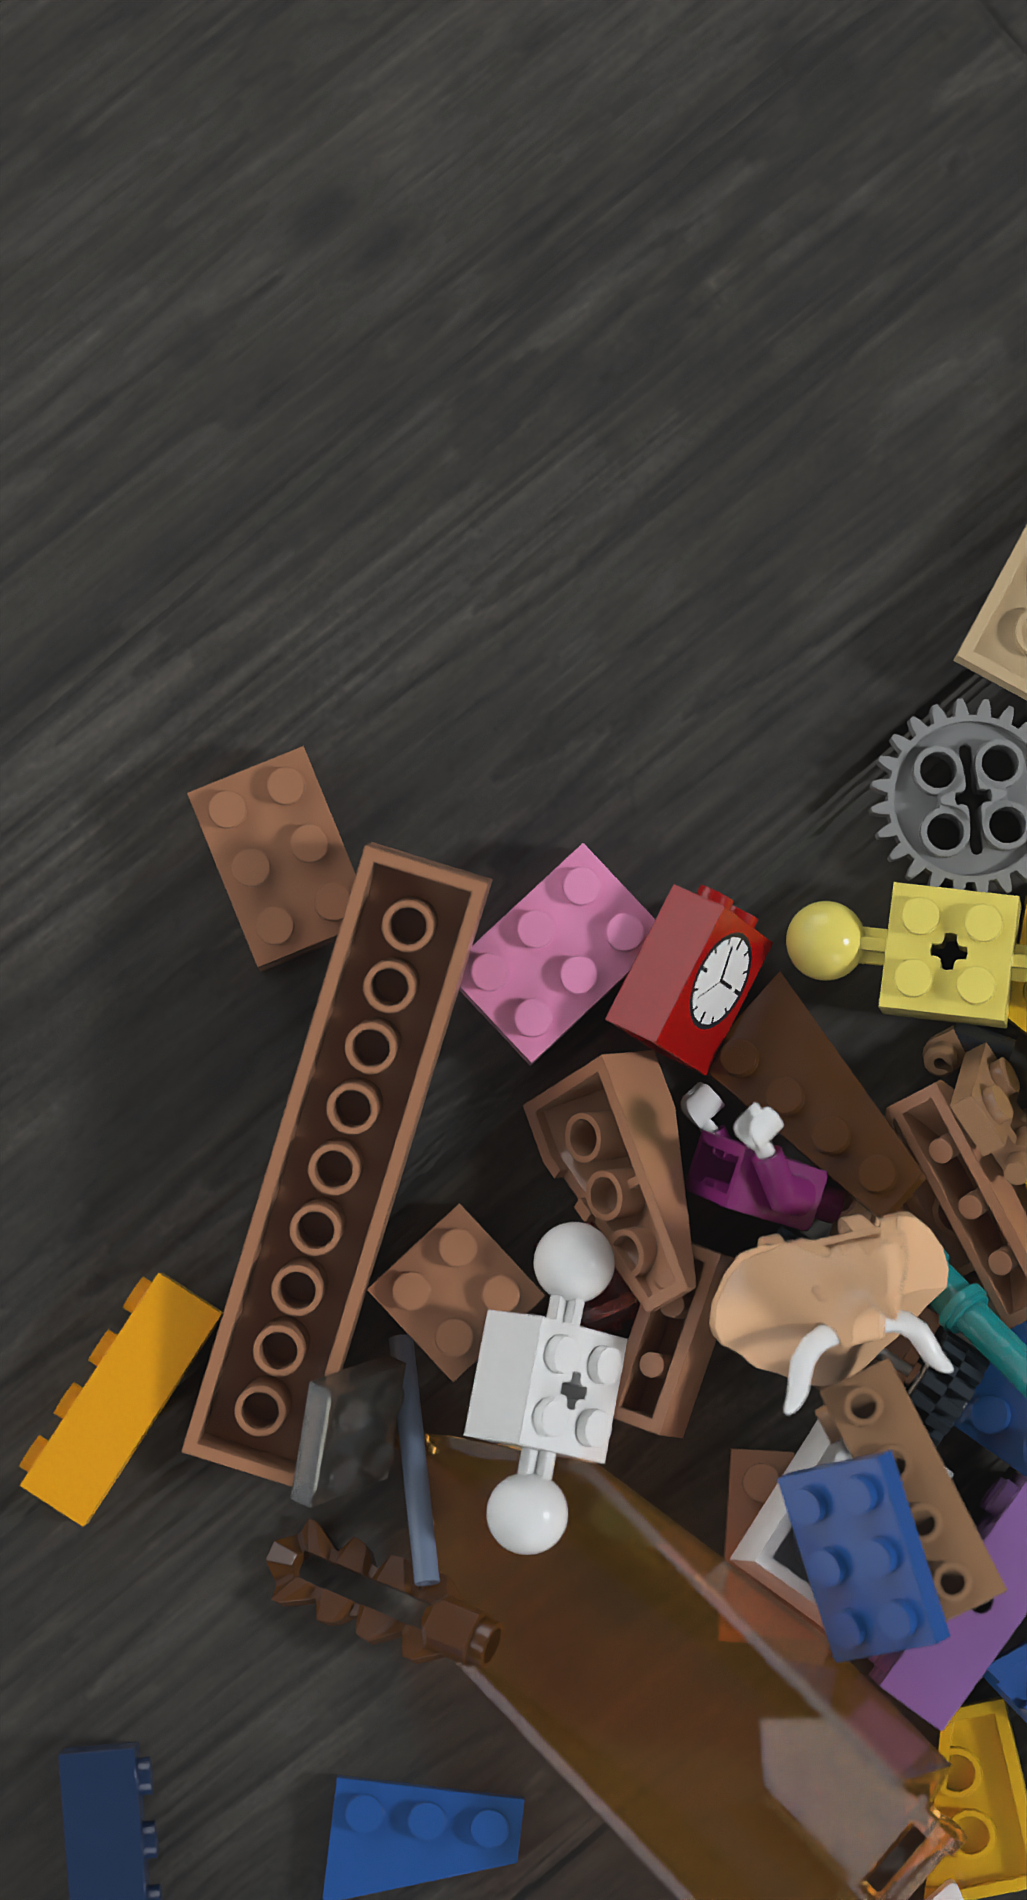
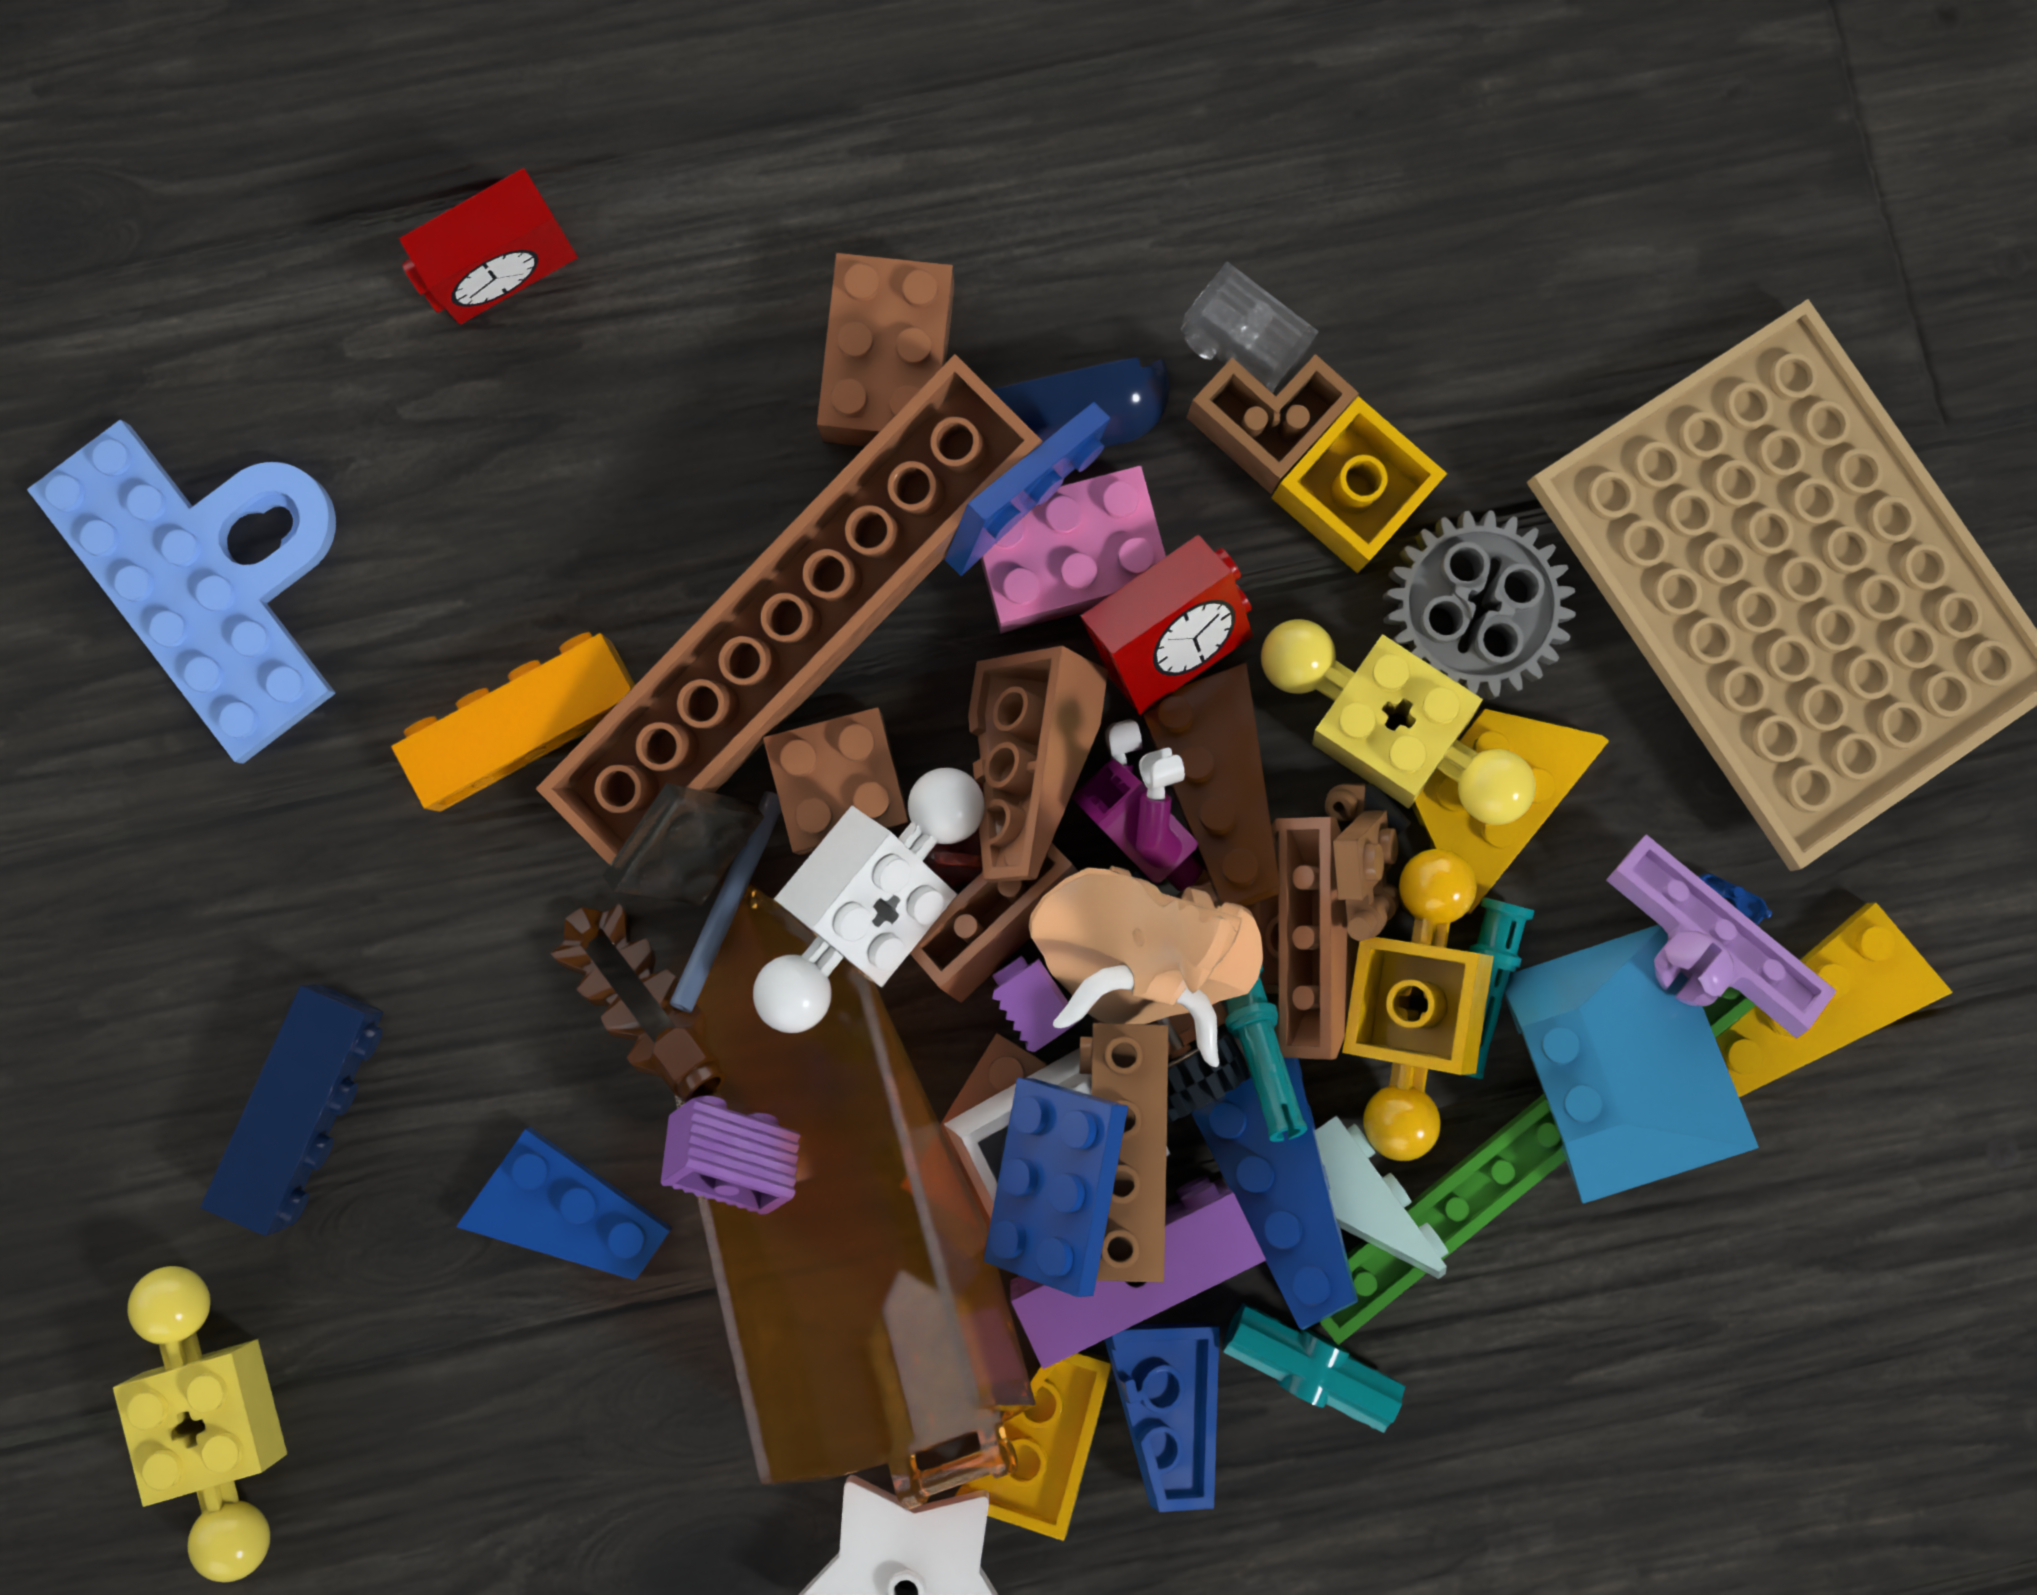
camera: 30 degrees right, 0 degrees up
(496, 921) = (1025, 486): none -> blue wing
(499, 806) = (1122, 388): none -> dark blue brick
(549, 1693) = (730, 1155): none -> medium lavender brick
(613, 654) = (1248, 324): none -> clear brick
(685, 744) = (1269, 431): none -> medium nougat brick
(748, 1402) = (1030, 1001): none -> medium lavender brick
(796, 748) = (1358, 484): none -> yellow brick

